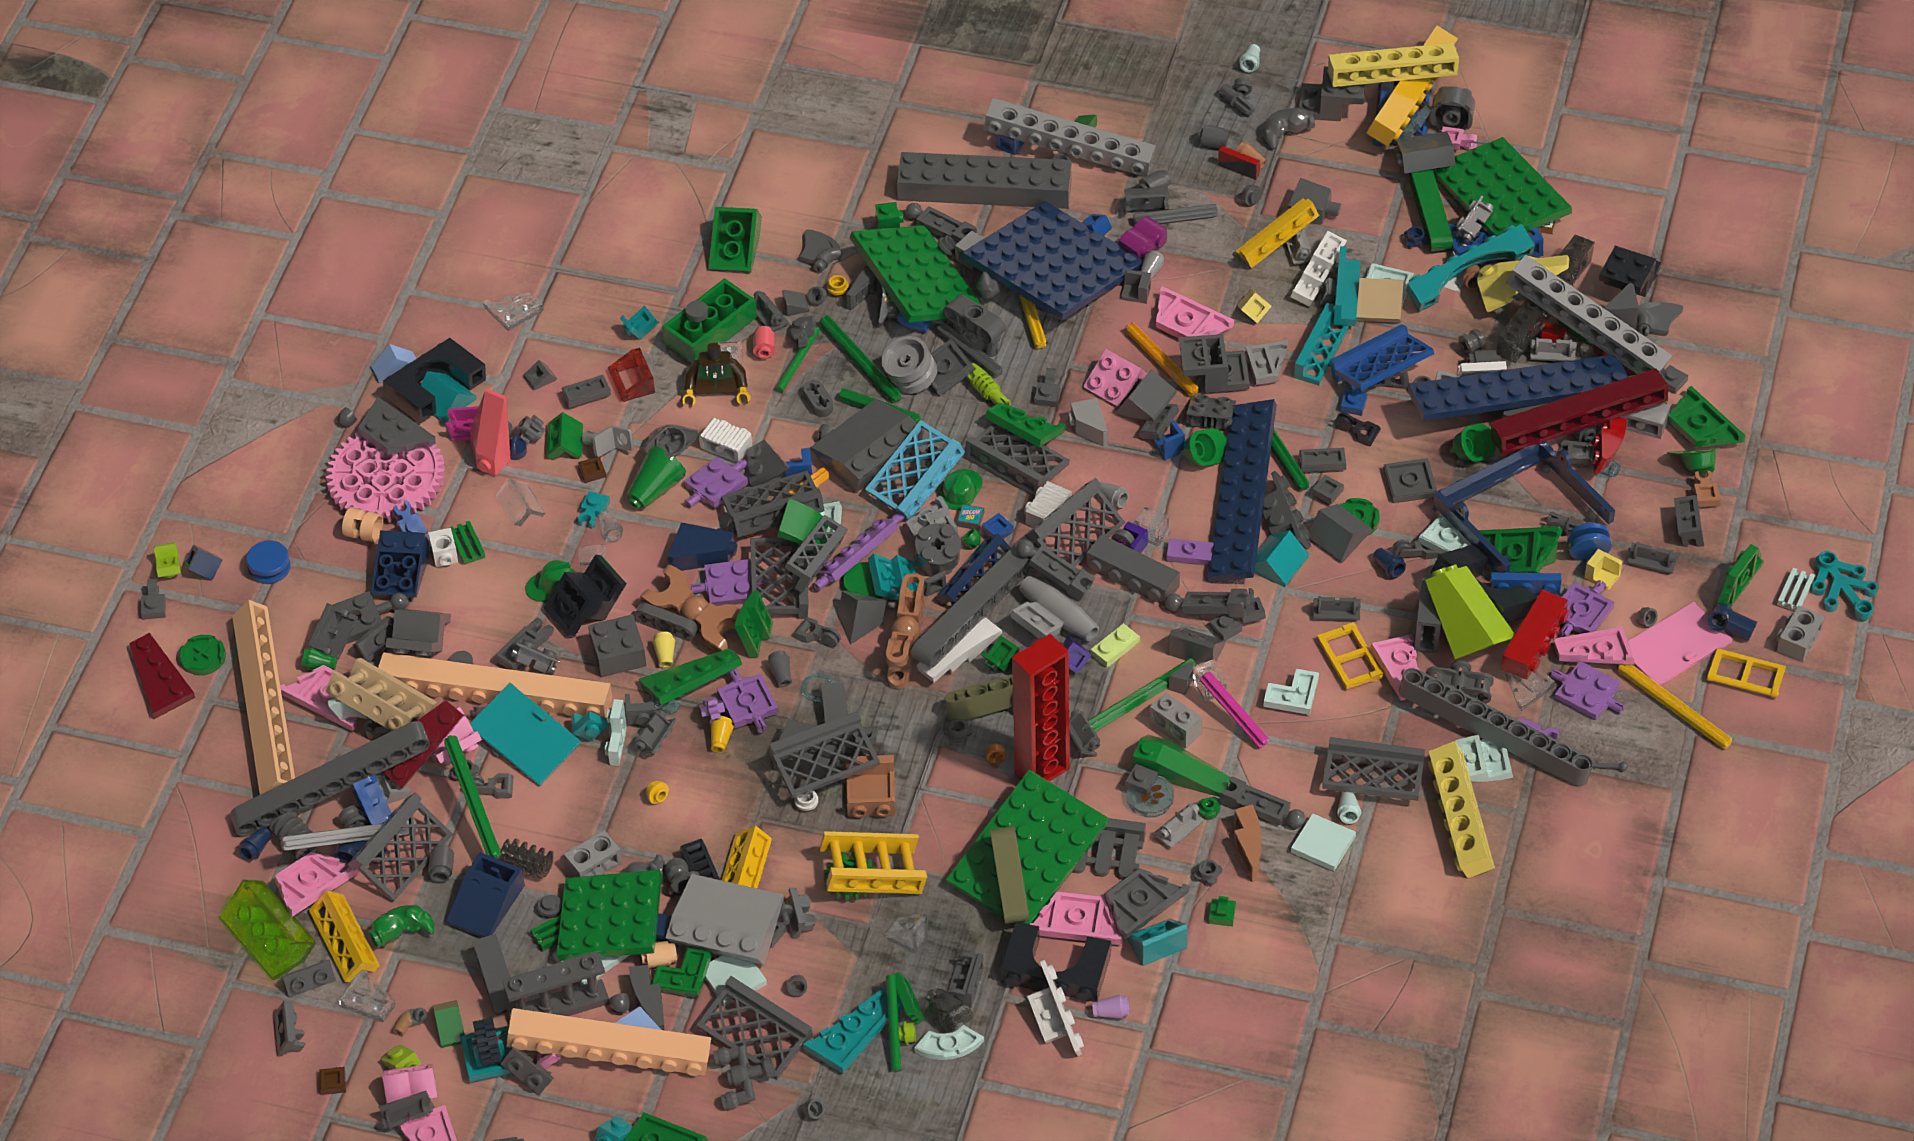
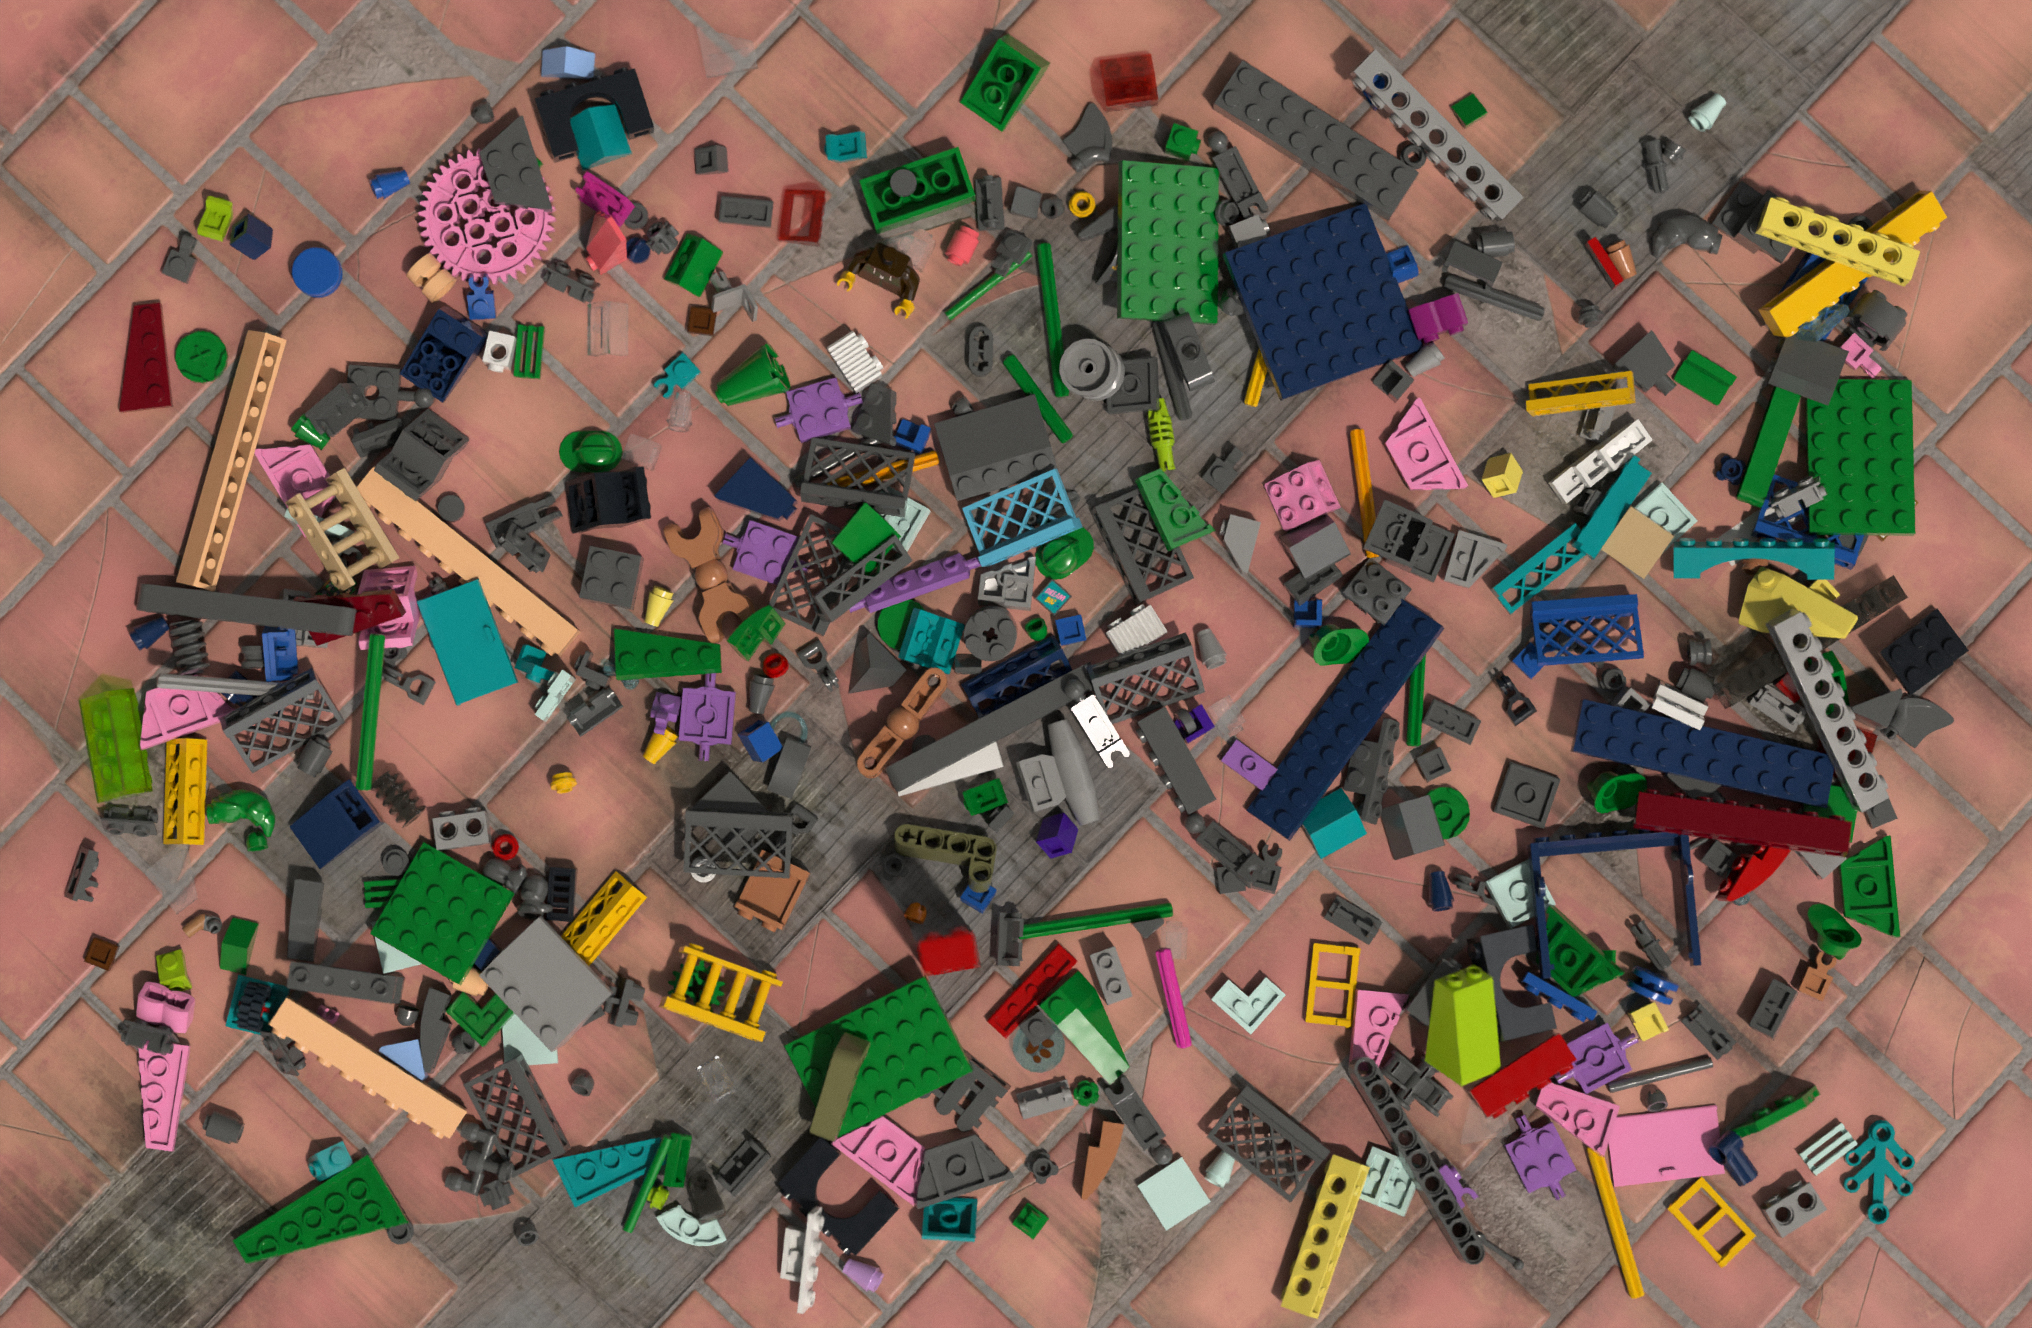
camera: 30 degrees right, 35 degrees up
(294, 487) = (388, 183): none -> blue cone
(424, 943) = (256, 841): none -> green hinge
(485, 484) = (581, 284): none -> dark grey hinge
(634, 851) = (496, 847): none -> red plate
(666, 621) = (676, 571): dark grey beam -> none
(672, 439) = (795, 330): dark grey hat -> none
(679, 1002) = (463, 1043): none -> dark grey hinge
(770, 1089) = (496, 1194): none -> dark grey gear
(782, 644) = (775, 665): none -> red plate
(799, 696) = (760, 741): none -> blue panel
(828, 205) = (1128, 82): none -> clear red slope
(1115, 645) = (1107, 842): yellowish green plate -> none
(1120, 764) = (1032, 991): none -> red tile
(1195, 645) = (1188, 888): dark grey slope -> none
(1358, 193) = (1704, 378): none -> green panel
(1637, 601) = (1660, 1075): none -> dark grey bar

